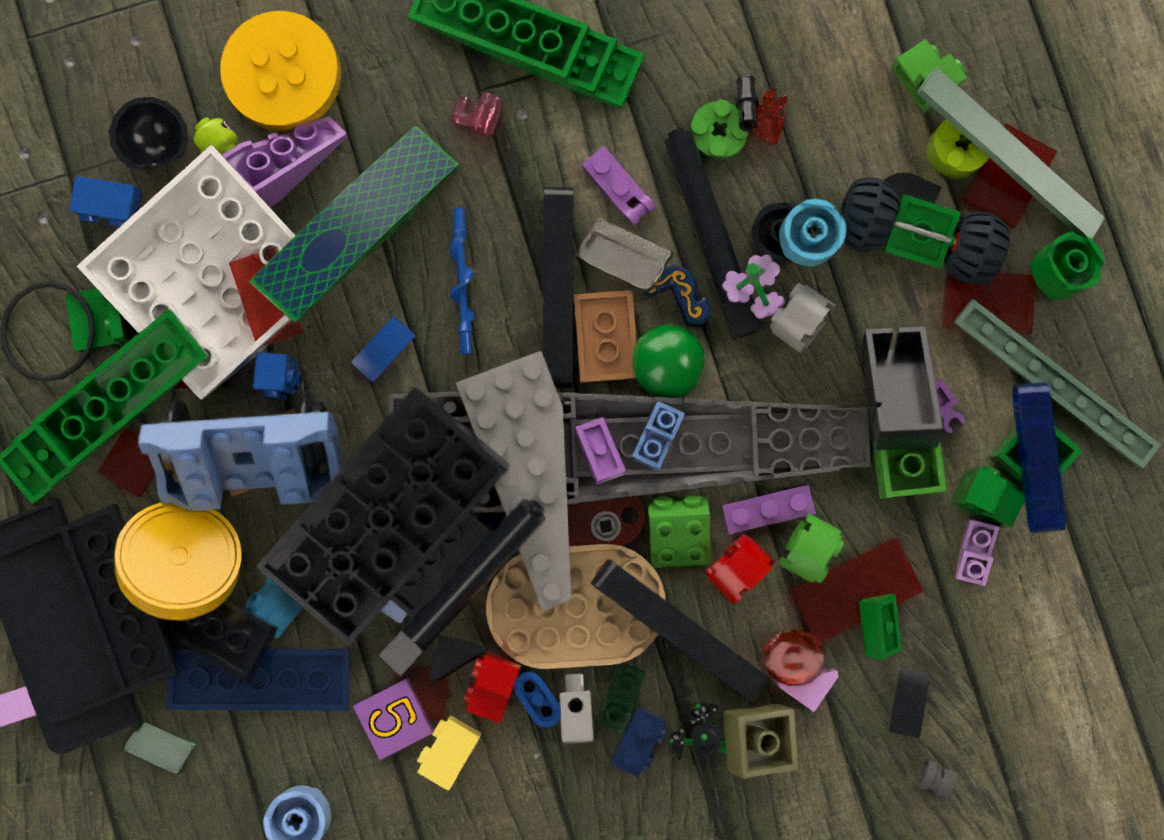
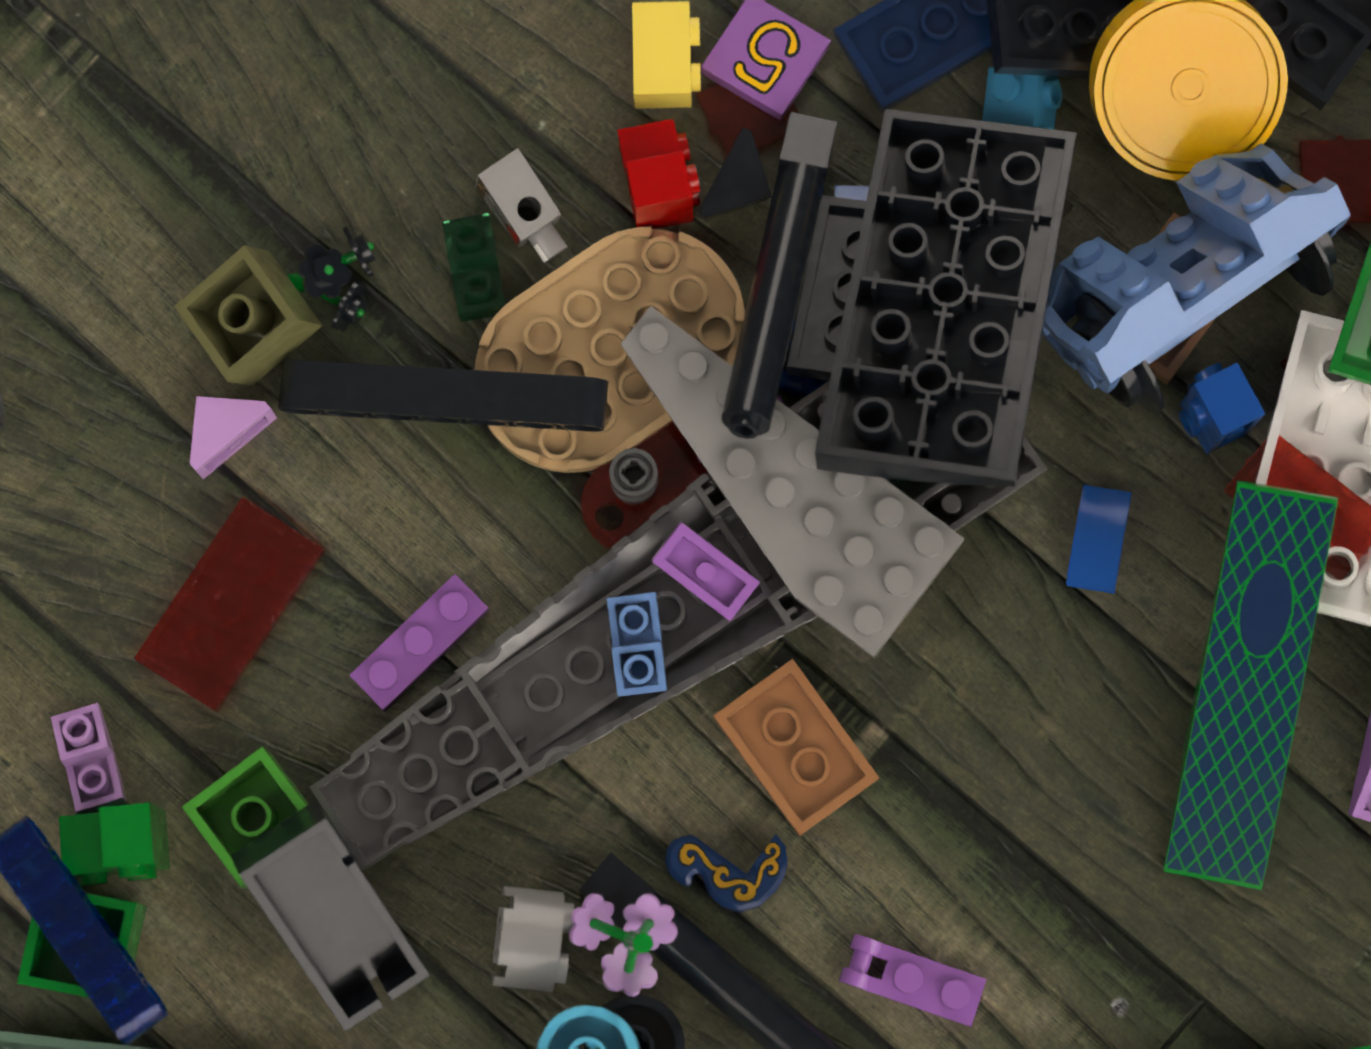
camera: 150 degrees right, 5 degrees down
(459, 293) = (1050, 713): blue piece -> none
(484, 114) = (1172, 963): clear pink piece -> none
(536, 699) = (588, 194): blue plate -> none
(558, 284) = (910, 780): black beam -> none
(623, 255) = (842, 876): clear smoke piece -> none
(638, 741) = (415, 219): dark blue brick -> none
(668, 361) = (686, 764): green cylinder -> none
(679, 531) = (528, 536): bright green bracket -> none
(740, 569) = (411, 529): red brick -> none
(794, 658) = (265, 455): clear red tile -> none
(811, 548) = (328, 616): bright green brick -> none
(880, 626) = (167, 572): green slope -> none
(909, 703) = (69, 491): black slope -> none
(946, 402) = (257, 940): medium lavender plate -> none

